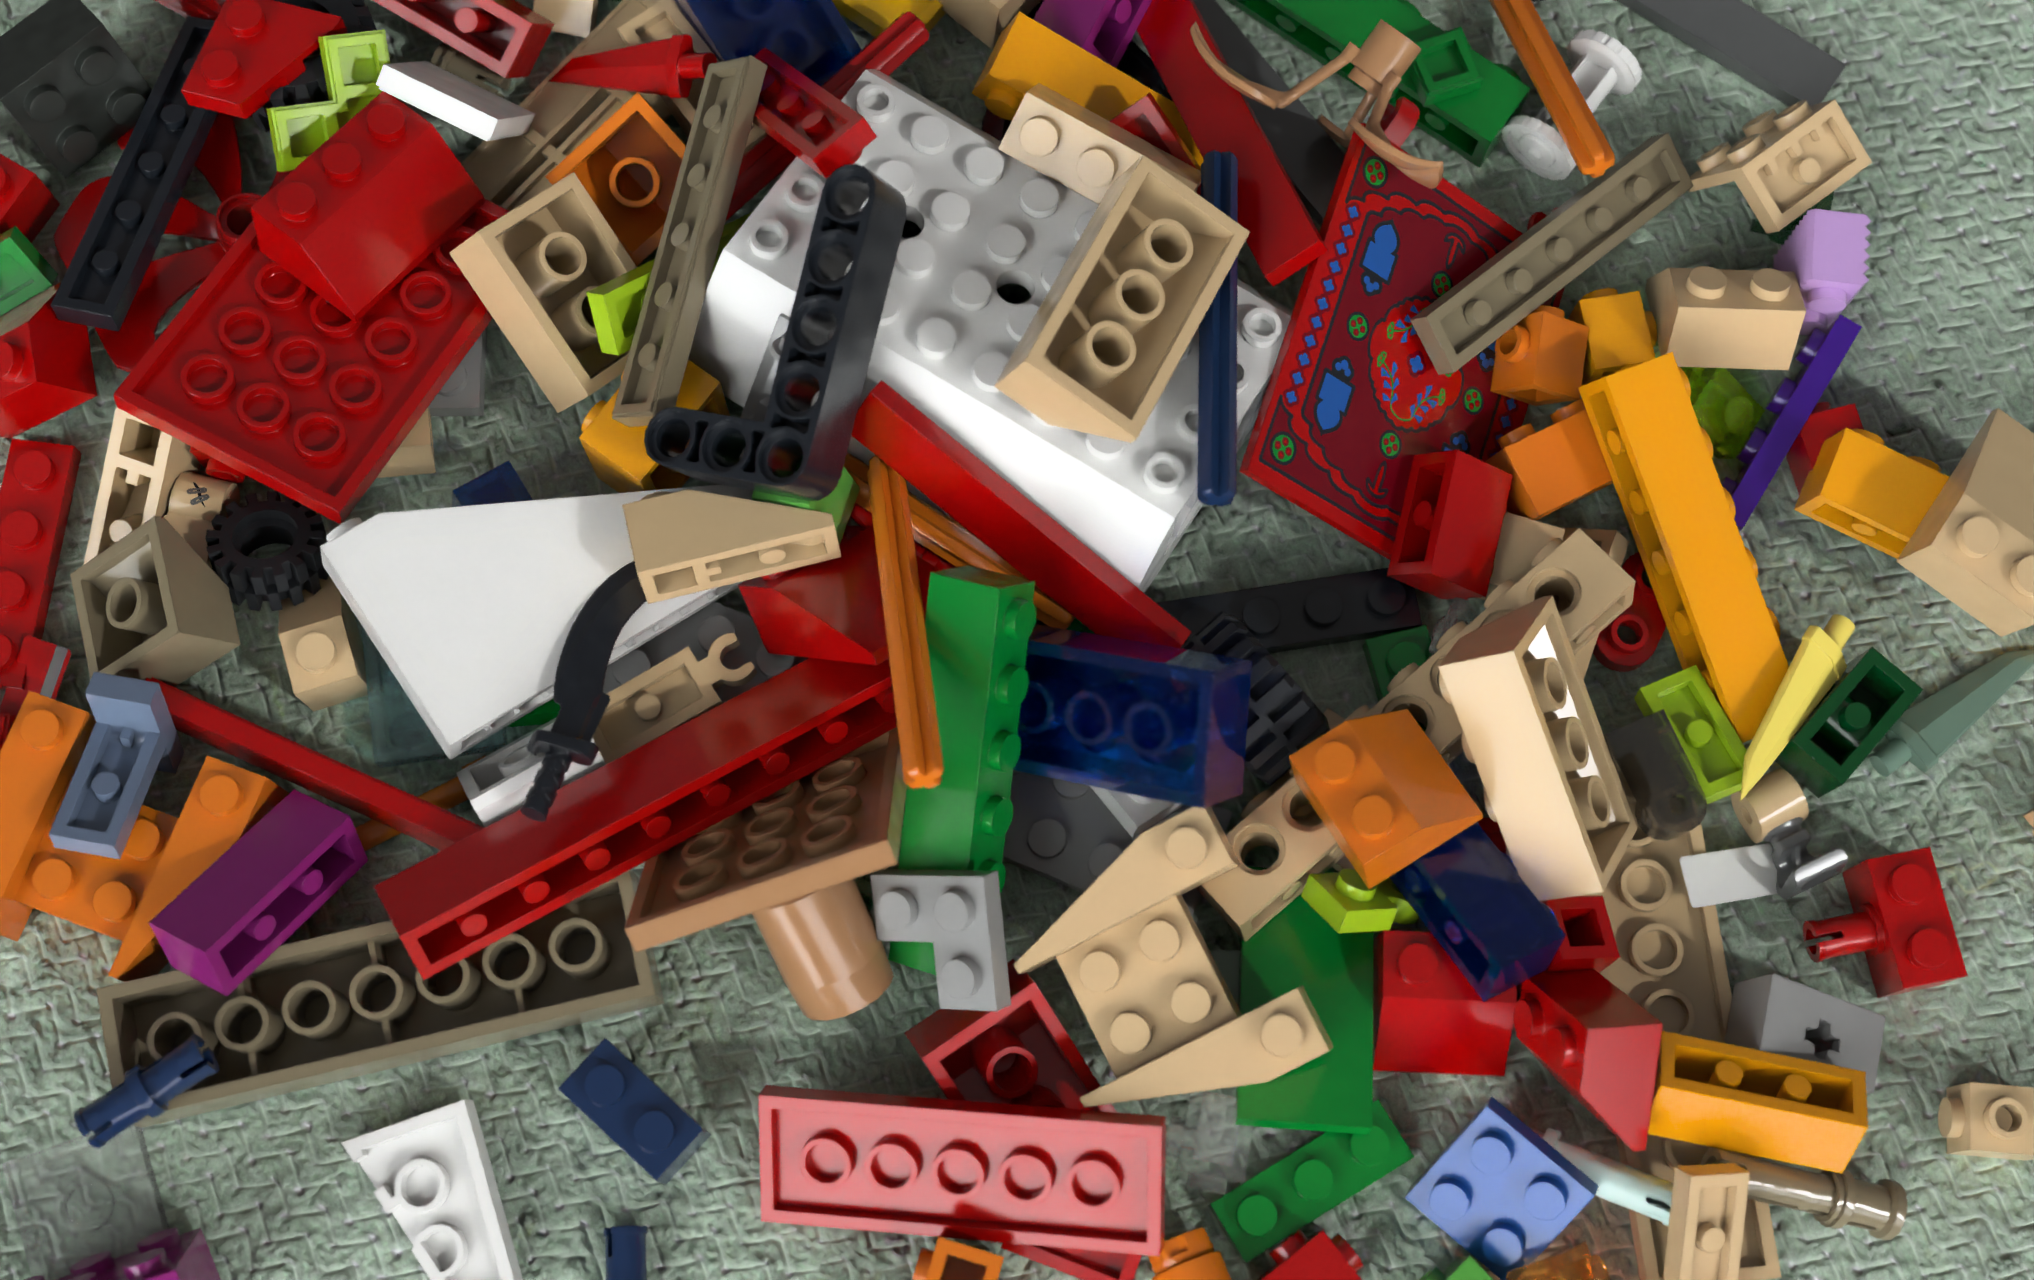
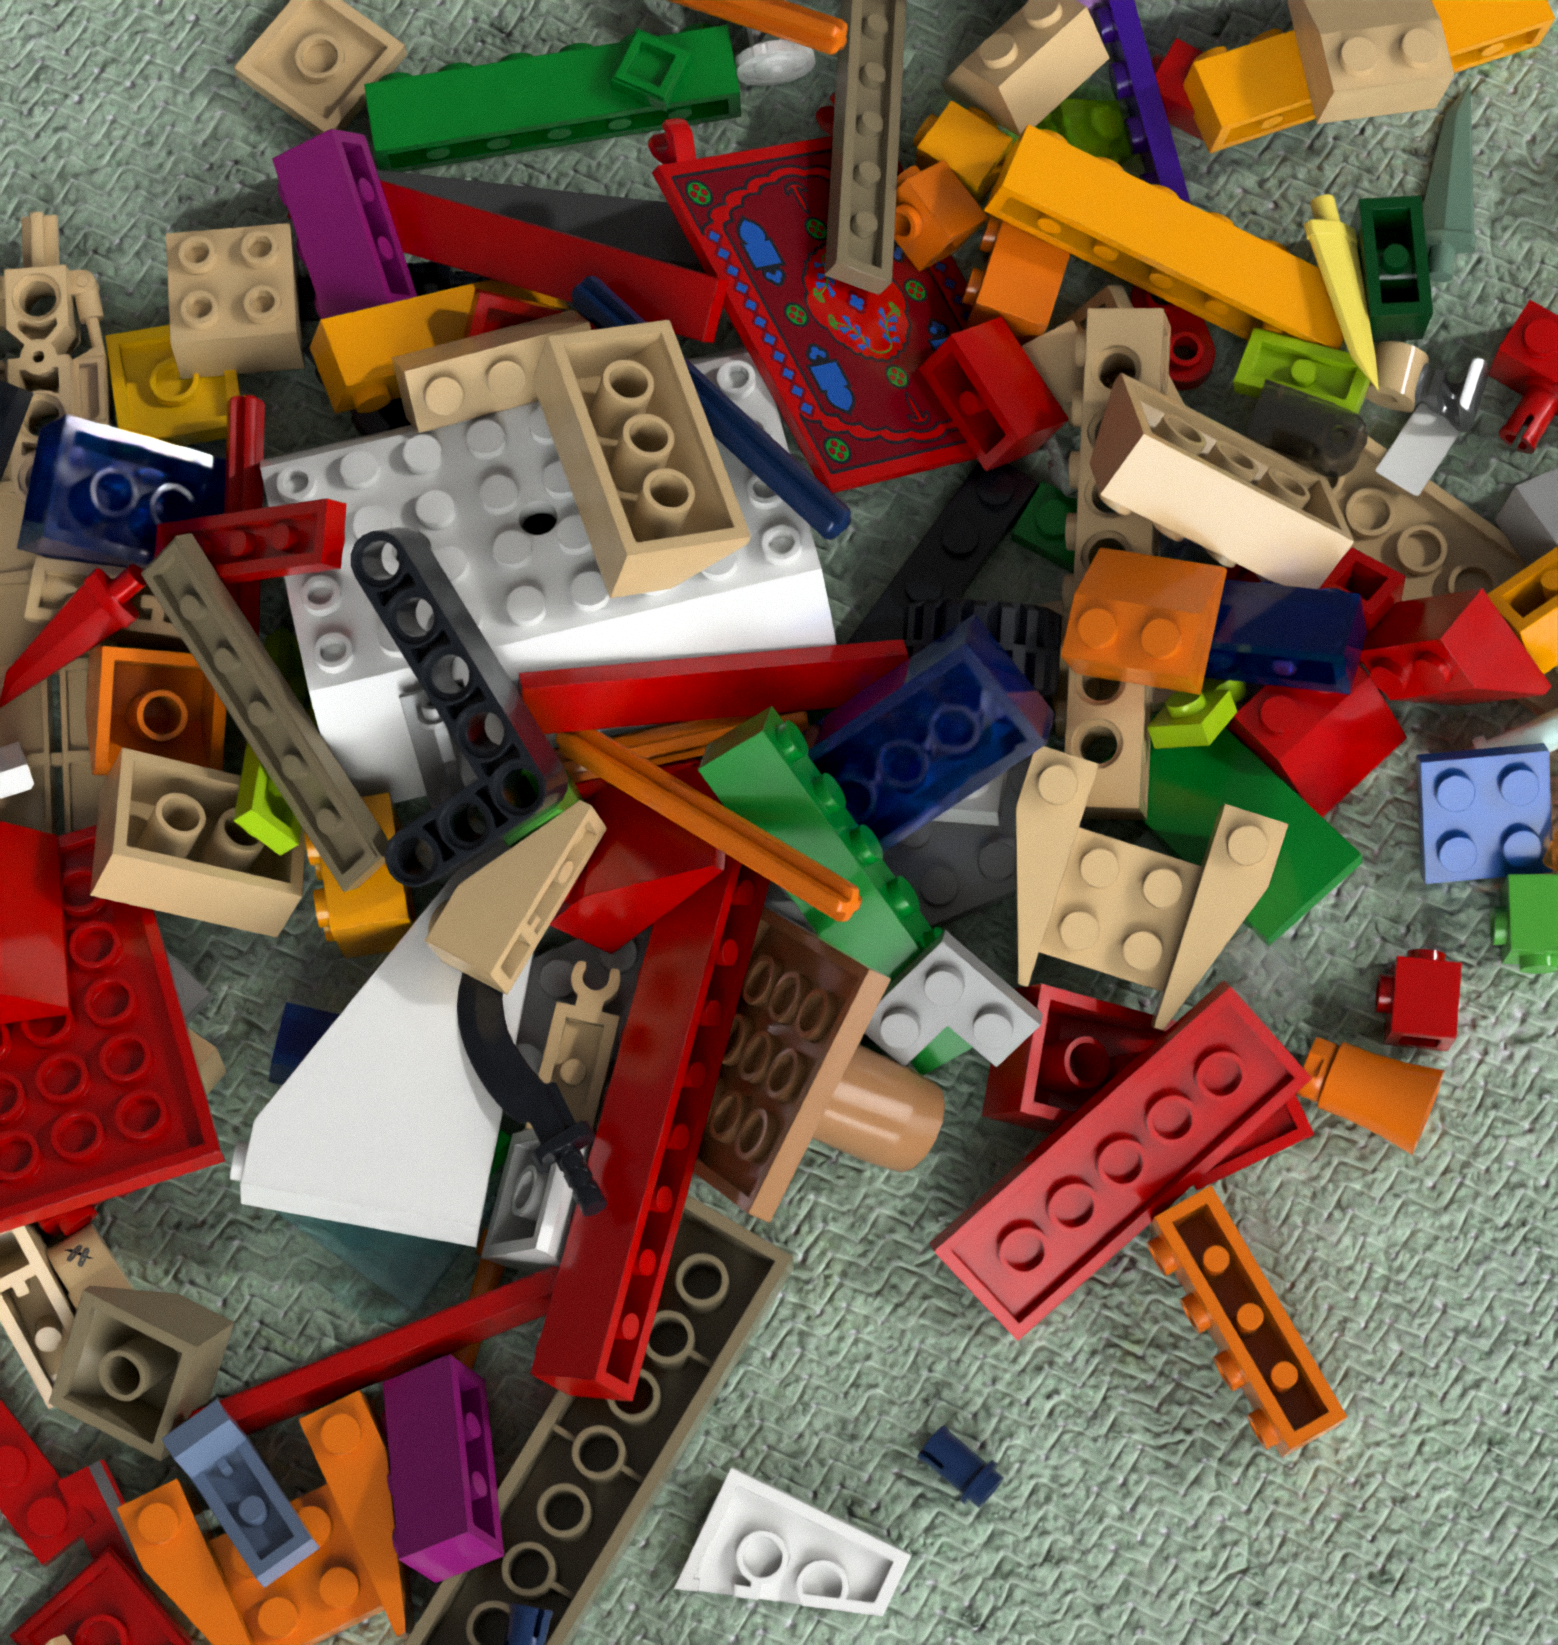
camera: 40 degrees left, 0 degrees up
(262, 525) = (155, 1219): black tyre -> none
(322, 648) = (279, 1267): tan slope -> none
(634, 1111) = (857, 1355): dark blue brick -> none
(1308, 1184) = (1353, 943): green plate -> none
(1376, 69) = (626, 117): medium nougat plant -> none

